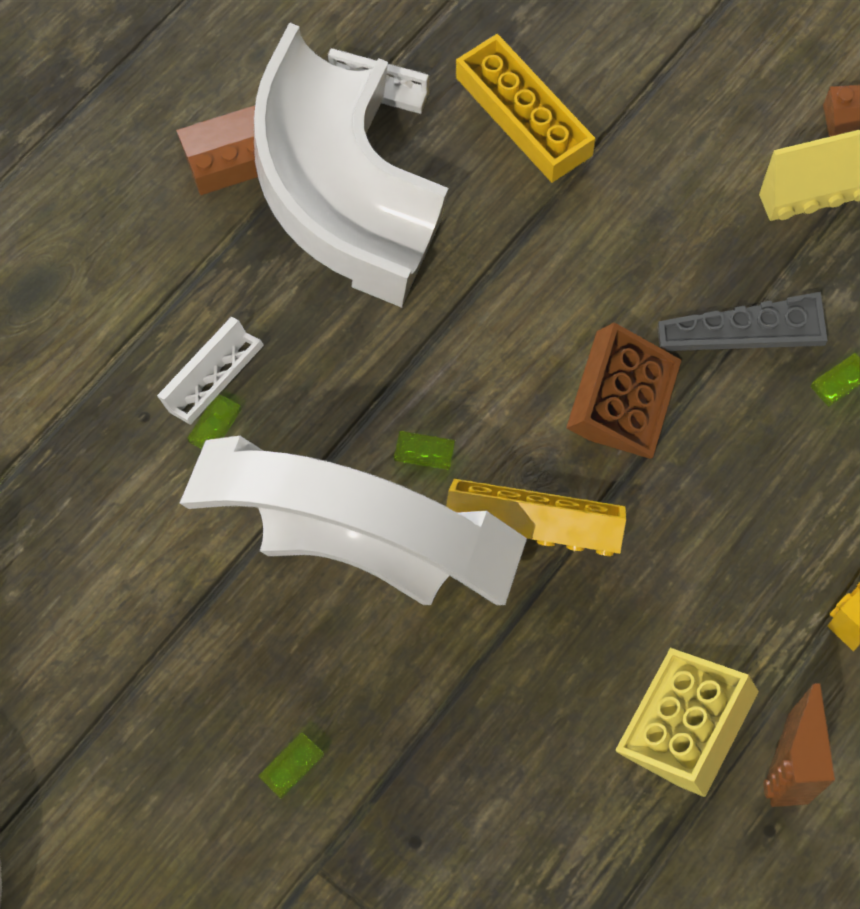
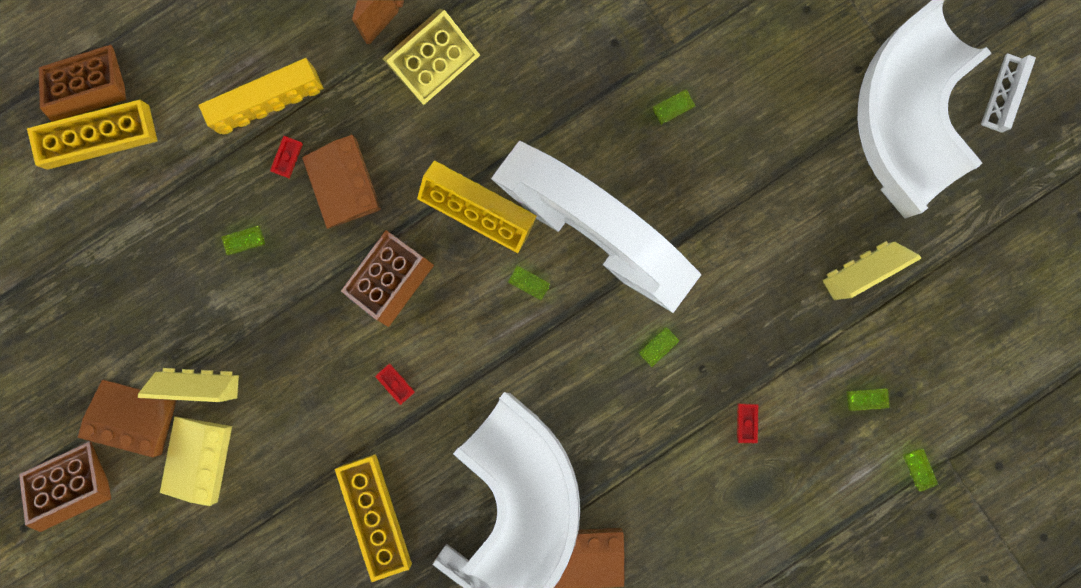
camera: 165 degrees left, 20 degrees up
(62, 363) = (747, 423): none -> red plate
(205, 369) = (655, 387): white fence -> none
(559, 267) = (395, 384): none -> red plate
(740, 499) = (341, 182): none -> dark orange slope
(773, 103) = (195, 461): none -> light yellow slope
(777, 324) = (268, 294): dark grey wing -> none
(834, 507) = (286, 157): none -> red plate

